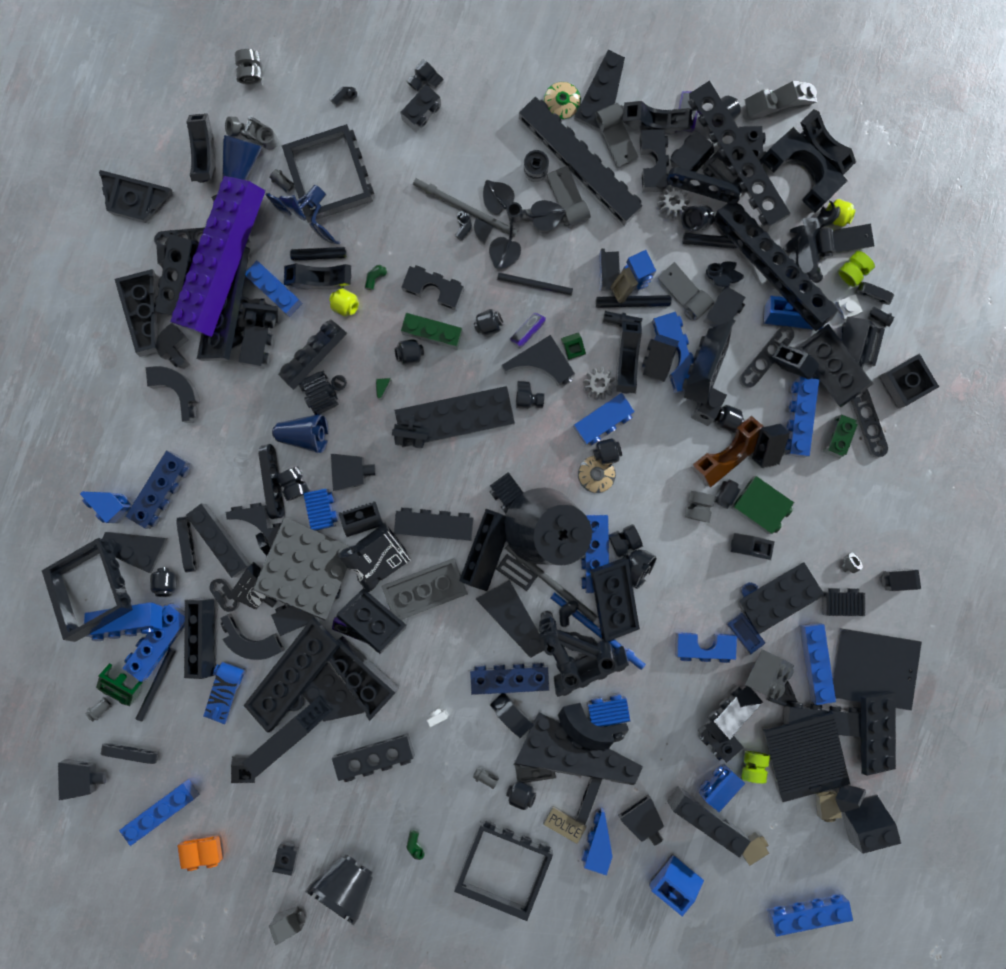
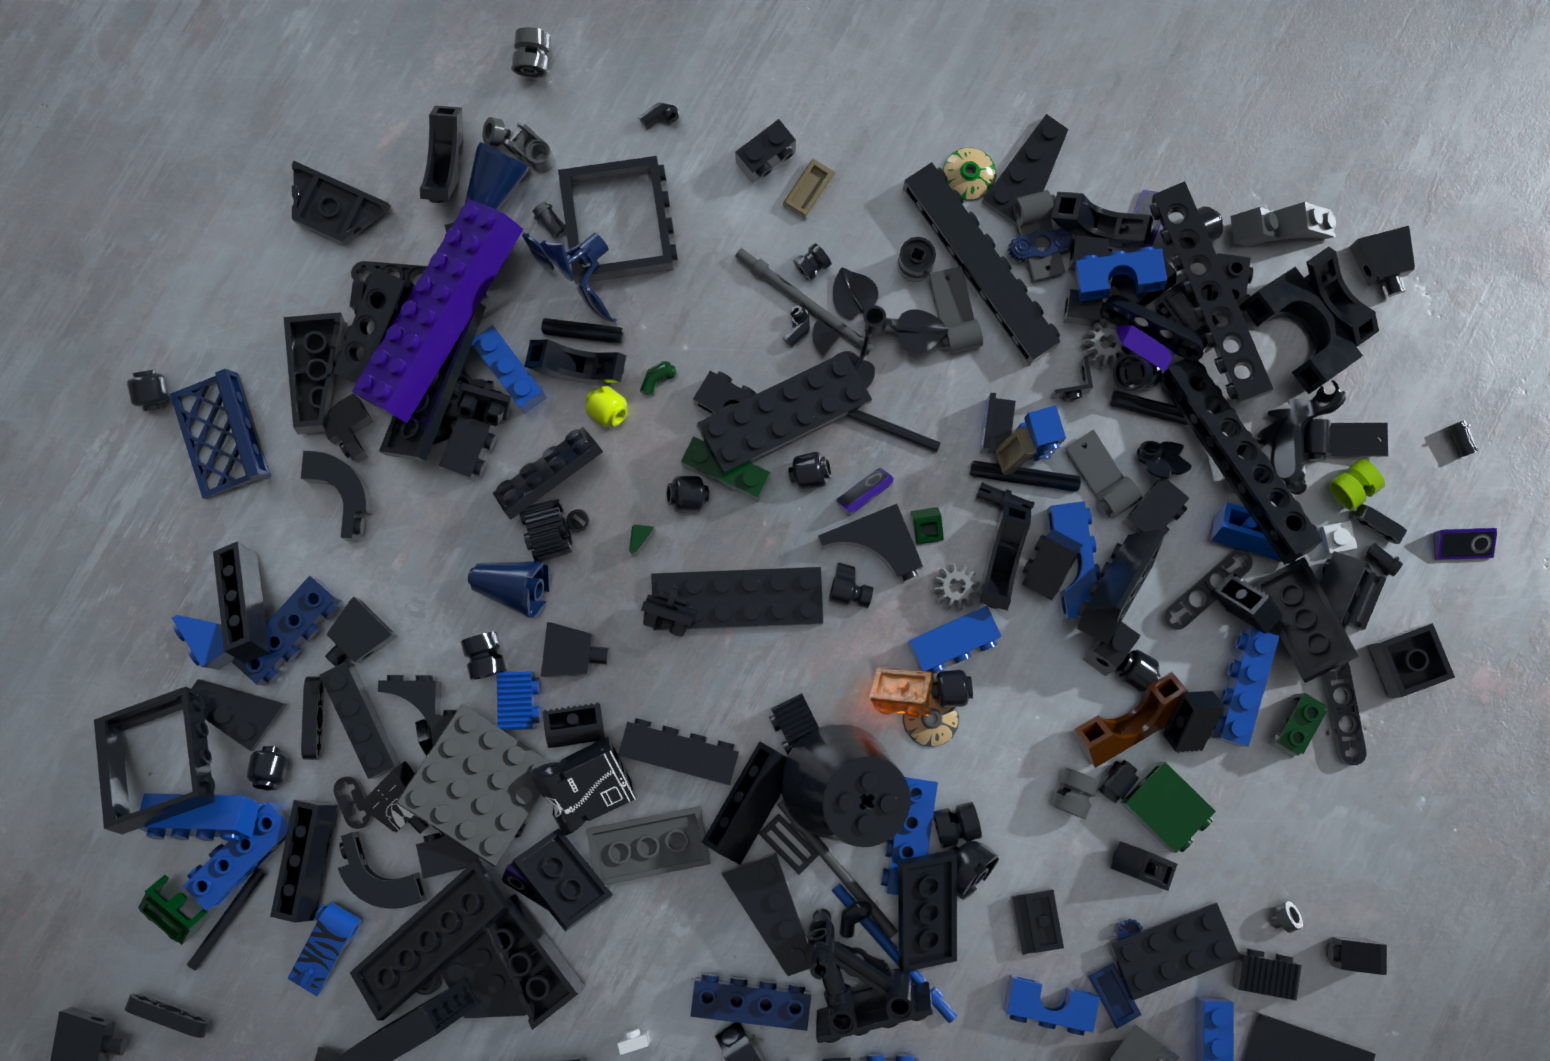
camera: 10 degrees right, 5 degrees down
(32, 344) = (147, 389): none -> black head
(98, 709) = (128, 945): dark grey pin -> none
(102, 362) = (238, 421): none -> dark blue fence
(123, 476) = (240, 602): none -> black brick
(205, 483) = (357, 634): none -> black torso
(271, 488) = (451, 653): black beam -> none
(424, 73) = (778, 103): black piece -> none
(455, 129) = (809, 189): none -> dark tan tile
(464, 286) = (783, 413): none -> black plate
(466, 180) = (812, 262): none -> black wheel
(574, 459) = (902, 691): none -> clear orange bracket
(608, 143) = (1024, 246): none -> dark blue piece
(657, 239) = (1076, 392): none -> black bracket
(688, 594) = (1037, 921): none -> black plate
(690, 144) = (1144, 267): none -> blue arch
(700, 199) = (1145, 346): none -> dark purple slope
(847, 212) = (1354, 402): neon yellow head -> none
(853, 110) = (1385, 258): none -> black torso
(923, 225) = (1463, 438): none -> black pin
(934, 296) = (1465, 543): none -> slope

